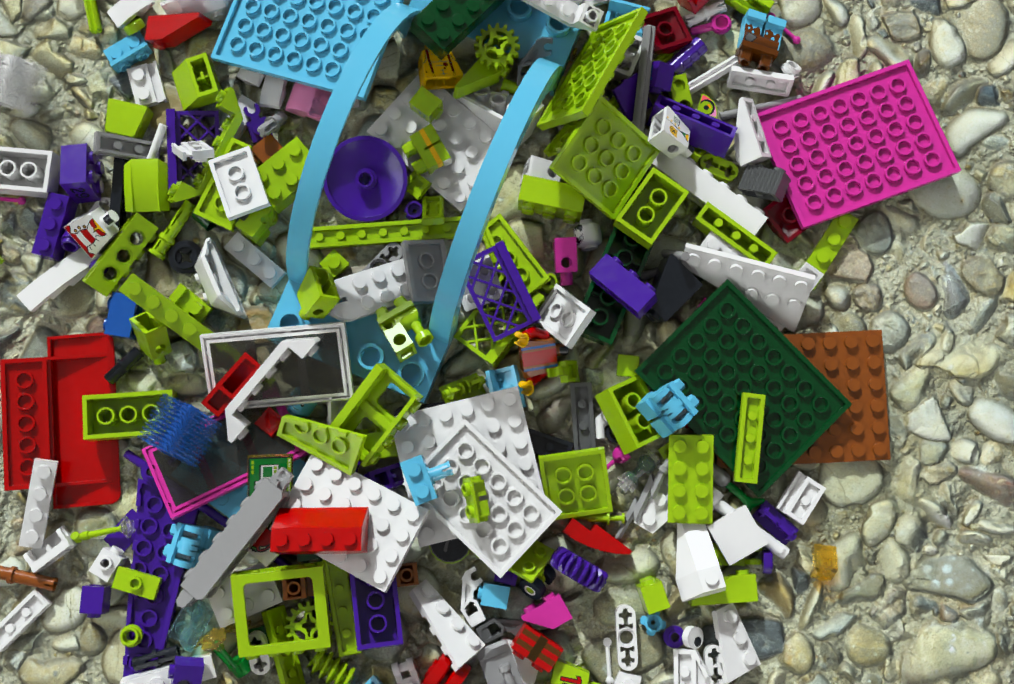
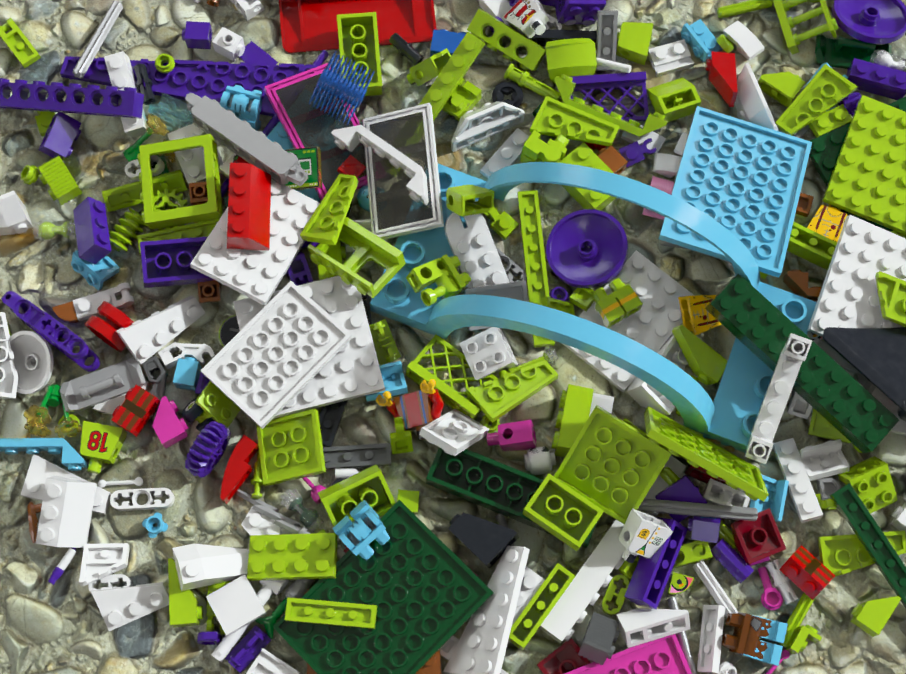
camera: 85 degrees right, 10 degrees down
(126, 528) = (259, 56): lime piece -> none
(137, 582) = (210, 66): lime plate -> none
(195, 150) = (605, 94): white plate -> none
(231, 384) = (384, 129): red slope -> none
(239, 183) = (573, 131): white plate -> none
(272, 124) = (636, 163): light grey axle -> none
(422, 478) = (293, 294): medium azure brick -> none
(426, 105) = (662, 301): lime brick -> none
(476, 510) = (265, 345): lime hinge -> none
(504, 43) = (722, 355): lime gear -> none
(517, 286) = (480, 387): dark purple fence -> none
(535, 52) = (721, 402): dark grey piece -> none
(623, 285) = (482, 484): dark purple brick -> none
(652, 595) = (180, 519): lime brick -> none
(667, 636) = (144, 550): dark purple plate -> none
(680, 255) = (517, 541): light grey bar -> none
(692, 637) = (138, 563): white tile -> none

